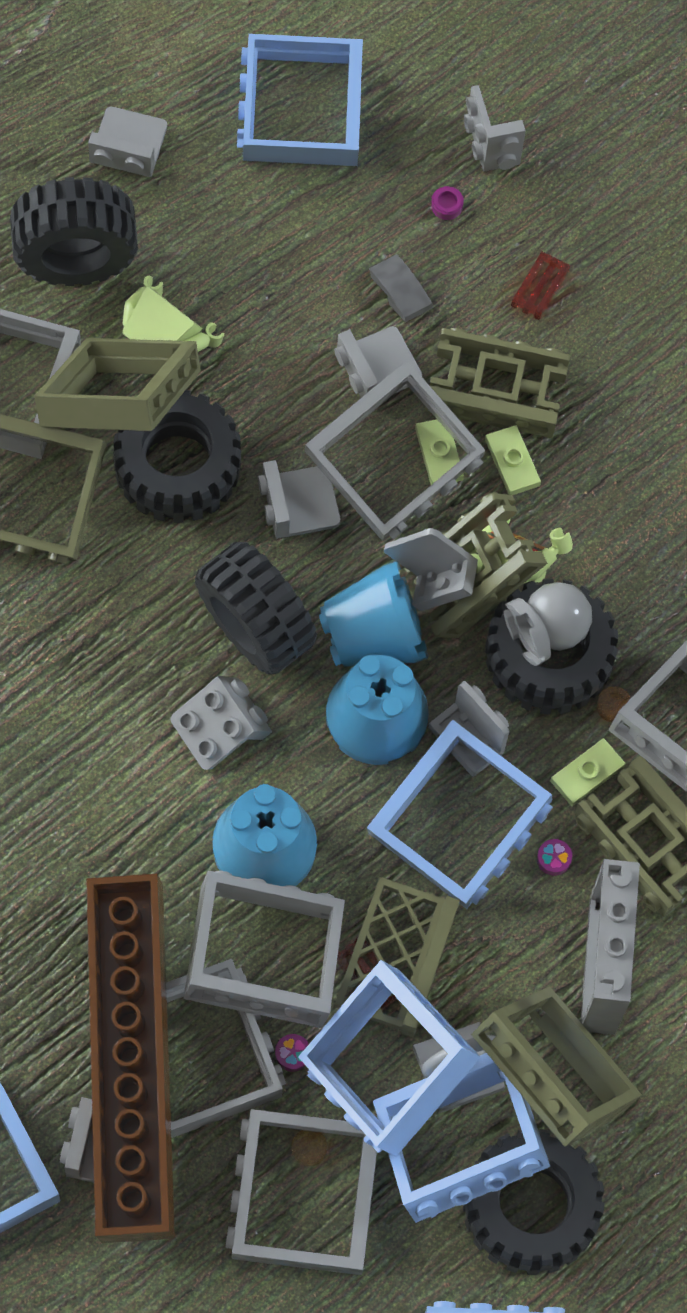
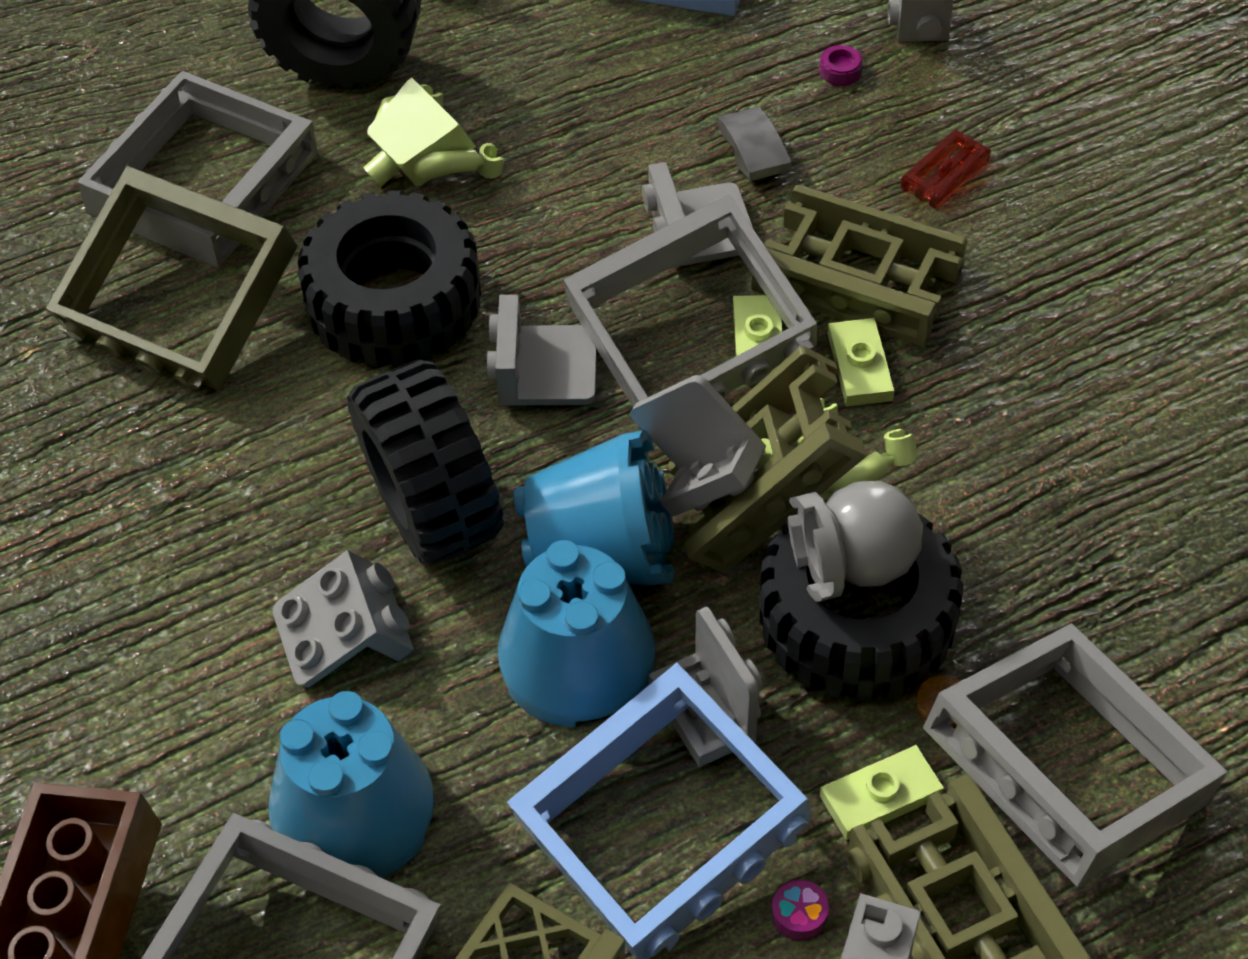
camera: 20 degrees right, 15 degrees down
(171, 361) = (339, 173): olive window -> none

